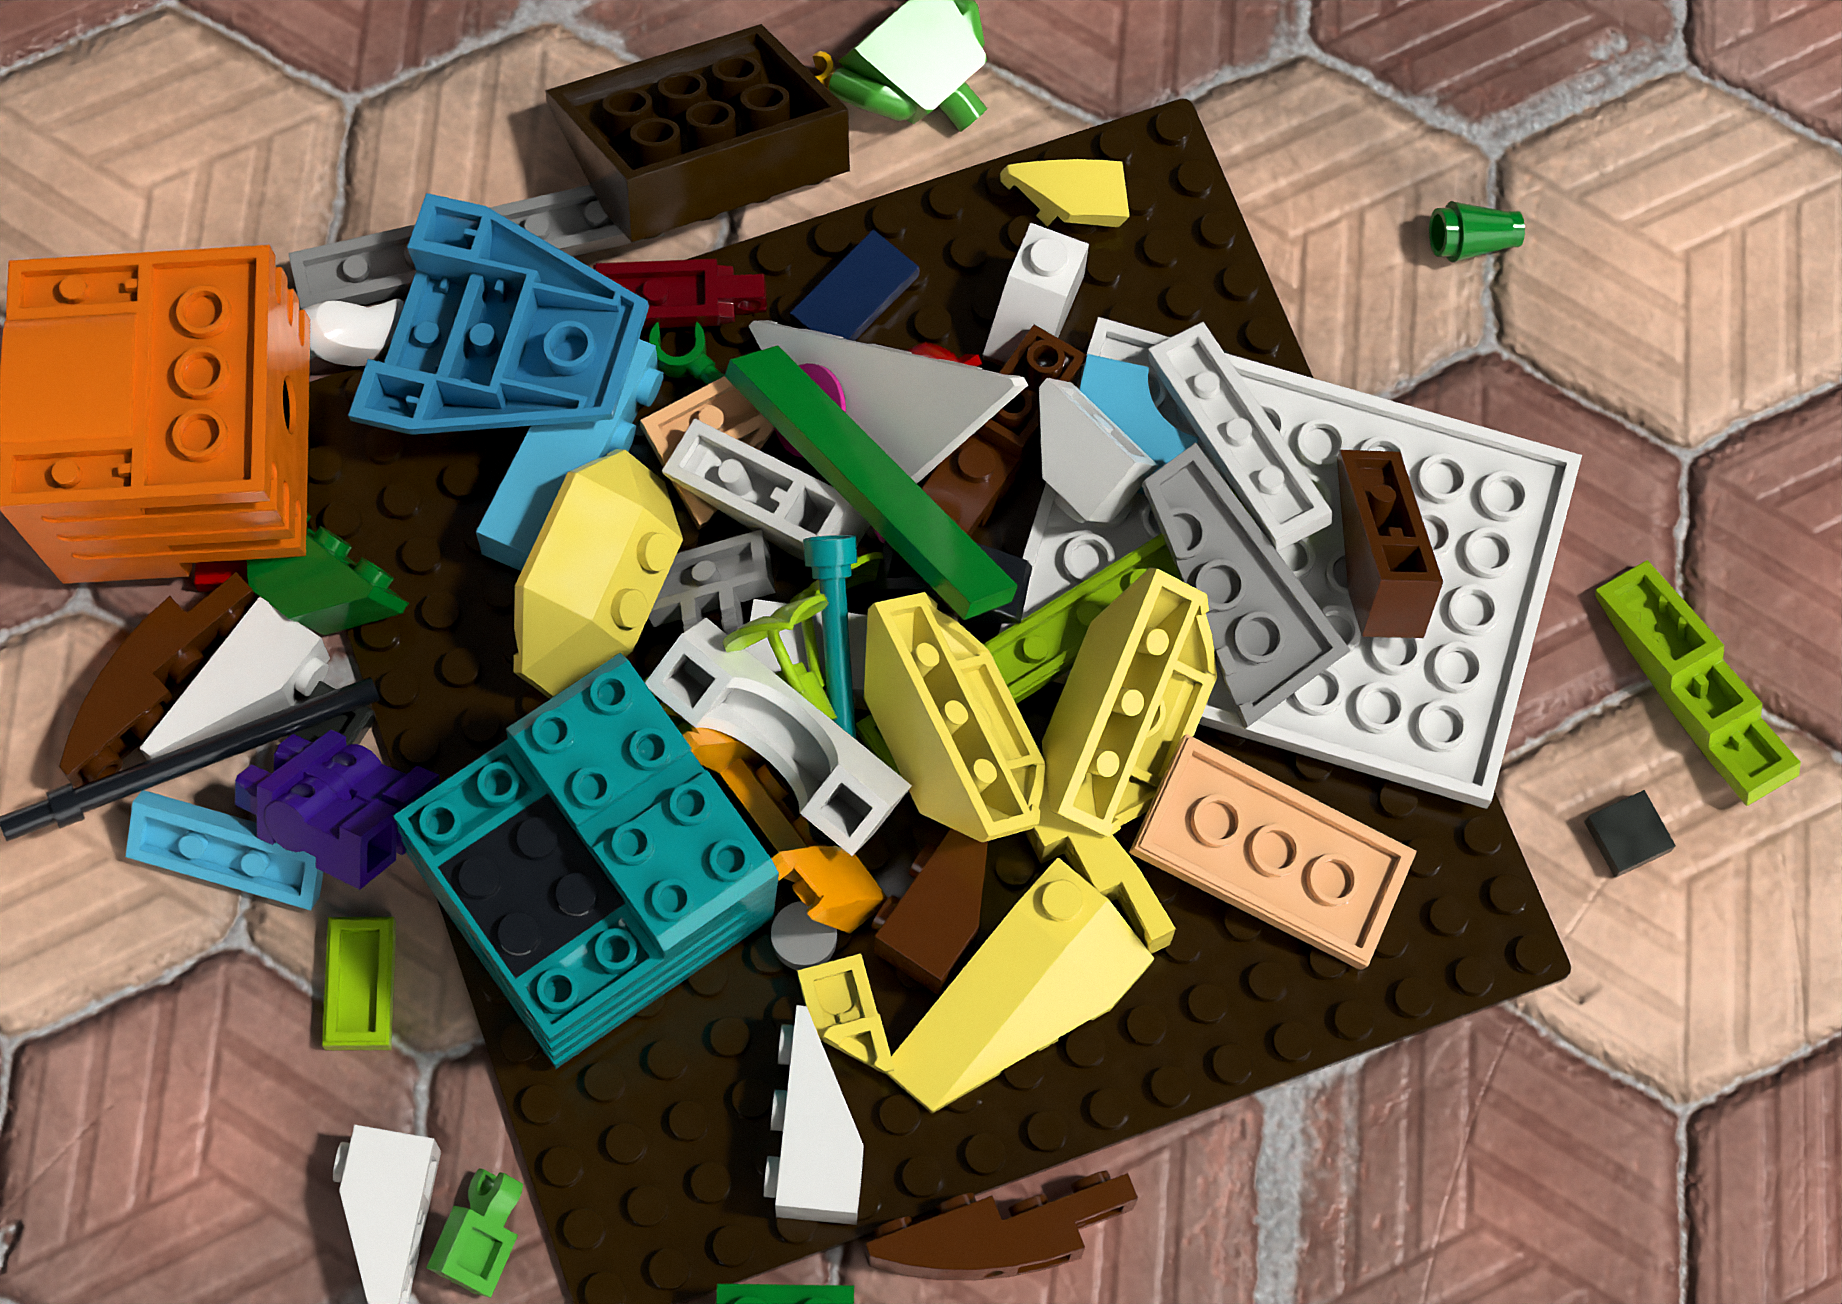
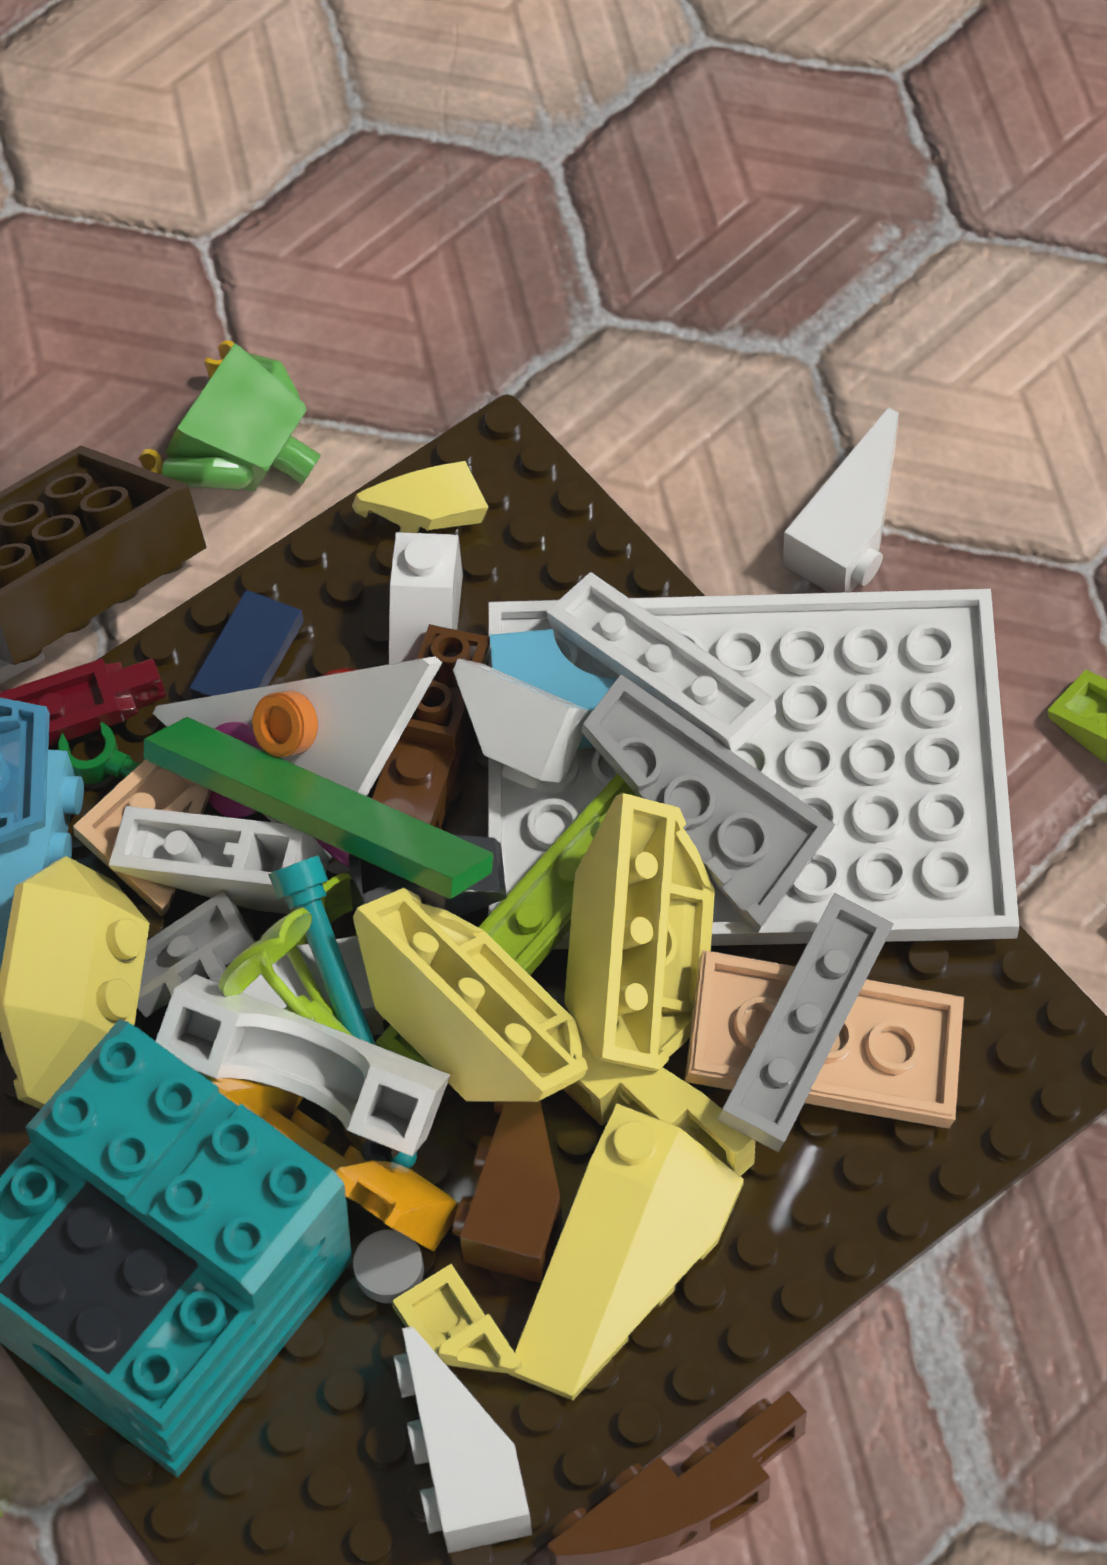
camera: 10 degrees left, 10 degrees down
(865, 387) = (285, 723): none -> orange tile
(1258, 835) = (805, 1022): none -> light grey plate
(1386, 546) = (837, 722): reddish brown slope -> none
(1462, 343) = (842, 526): none -> white slope
(1473, 230) = (814, 428): green cone -> none

